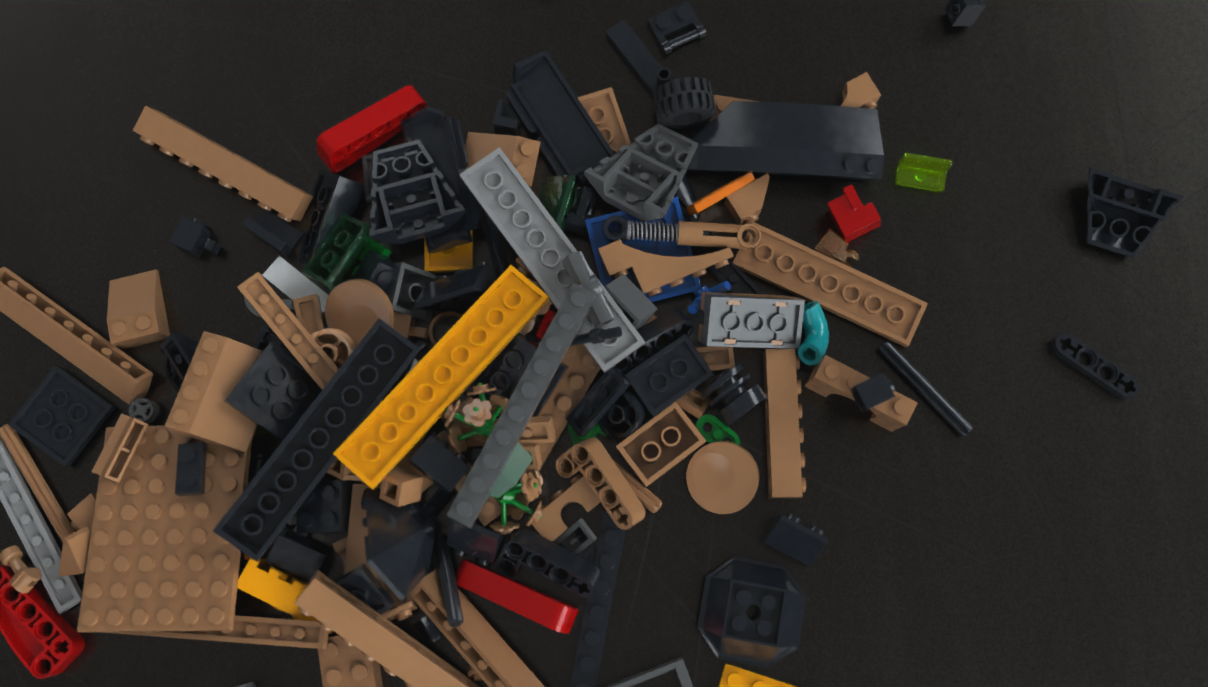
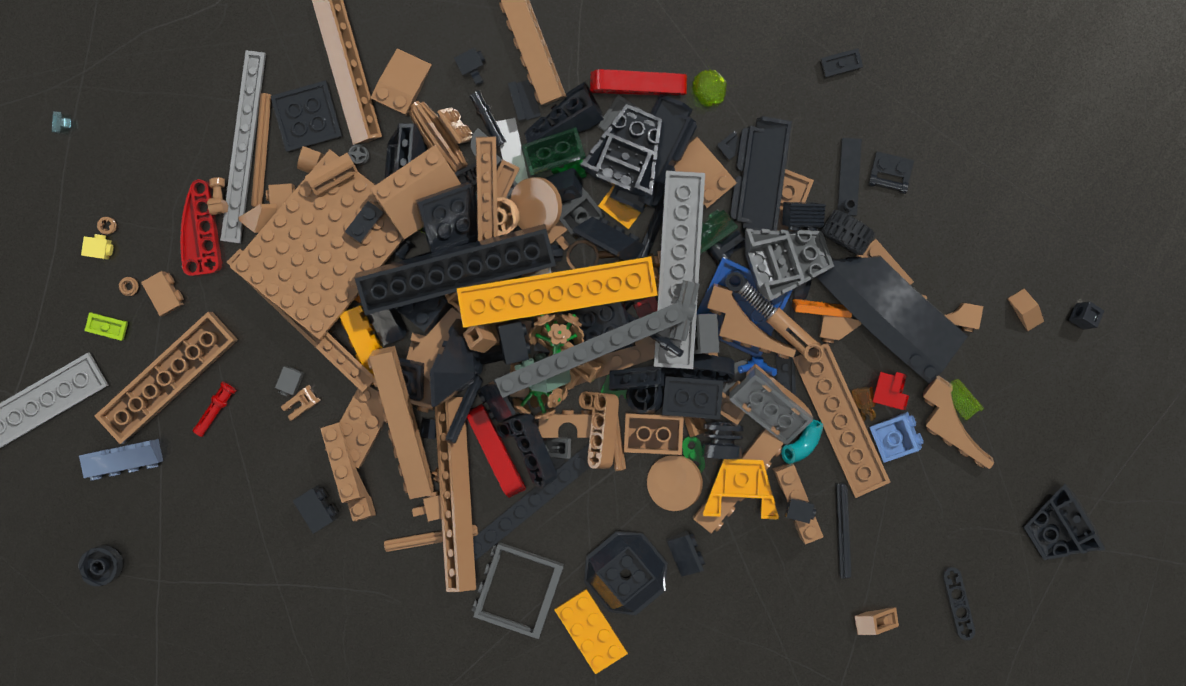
camera: 40 degrees right, 10 degrees up
(89, 453) = (308, 159): none -> medium nougat brick
(213, 316) = (442, 131): none -> medium nougat plate
(241, 271) = (487, 118): none -> black pin
(443, 82) = (709, 87): none -> clear neon green hair
(628, 121) = (803, 215): none -> black brick
(785, 417) = (742, 479): none -> light orange wing
(895, 256) = (896, 437): none -> medium blue plate
(906, 48) = (1026, 309): none -> medium nougat slope
(927, 203) = (946, 422): none -> medium nougat arch
(1036, 450) = (876, 621): none -> medium nougat slope

